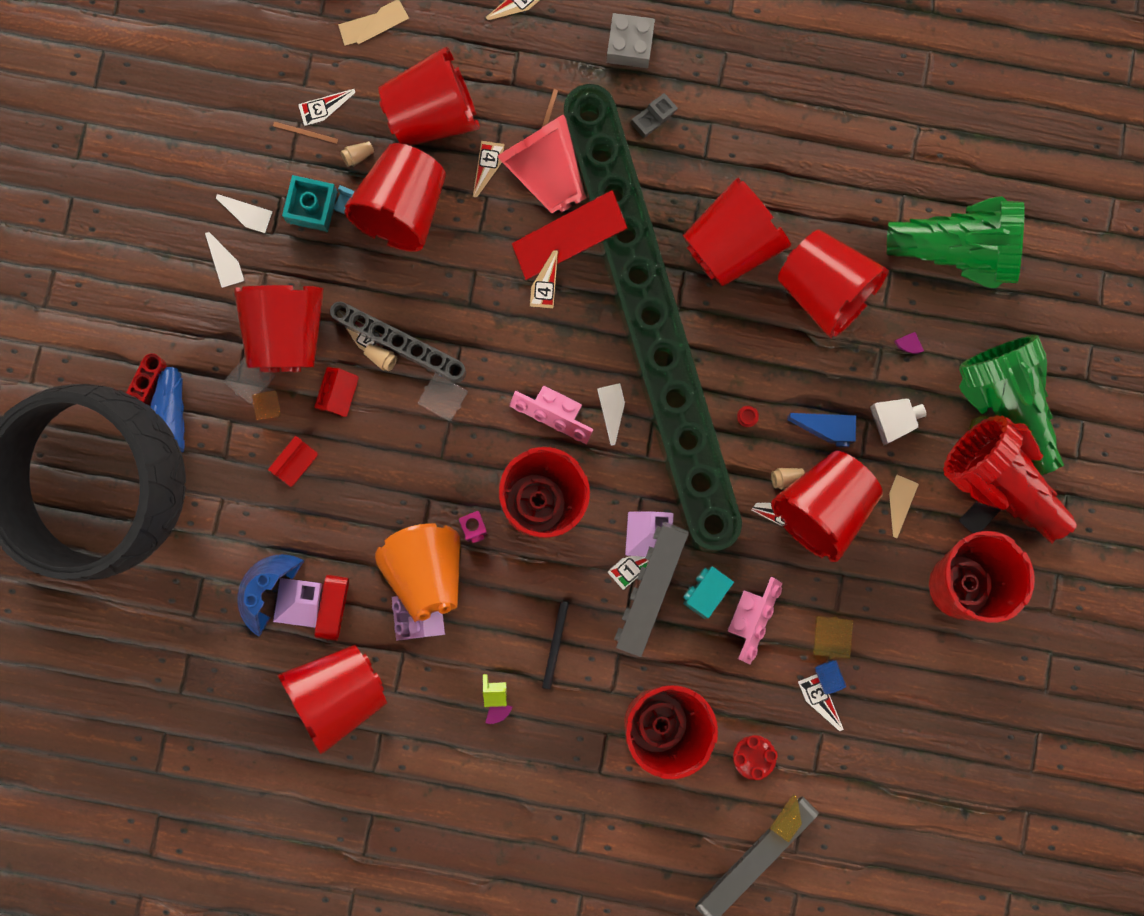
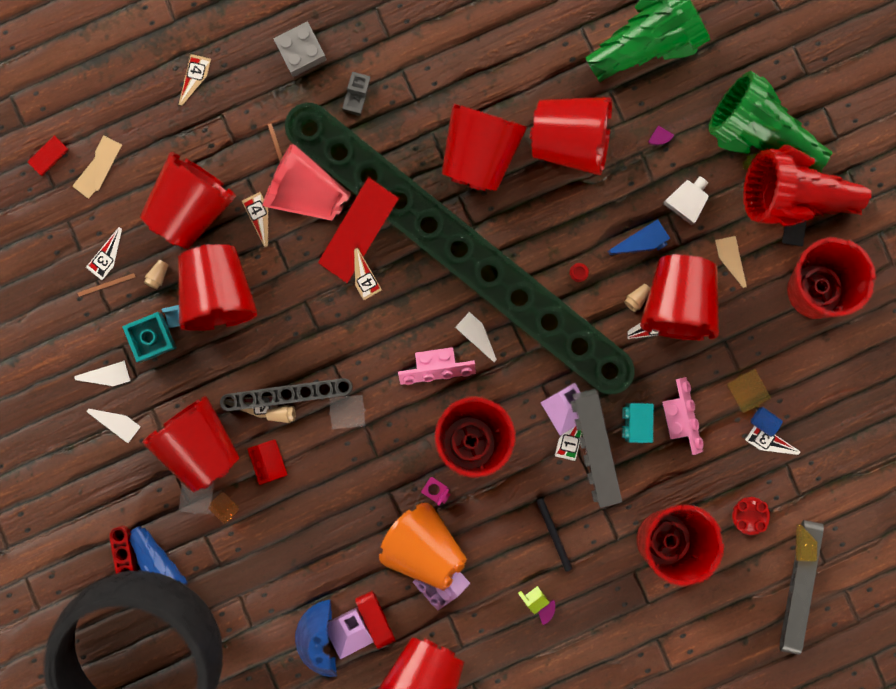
camera: 30 degrees left, 5 degrees up
(293, 461) = (272, 534): red panel -> none

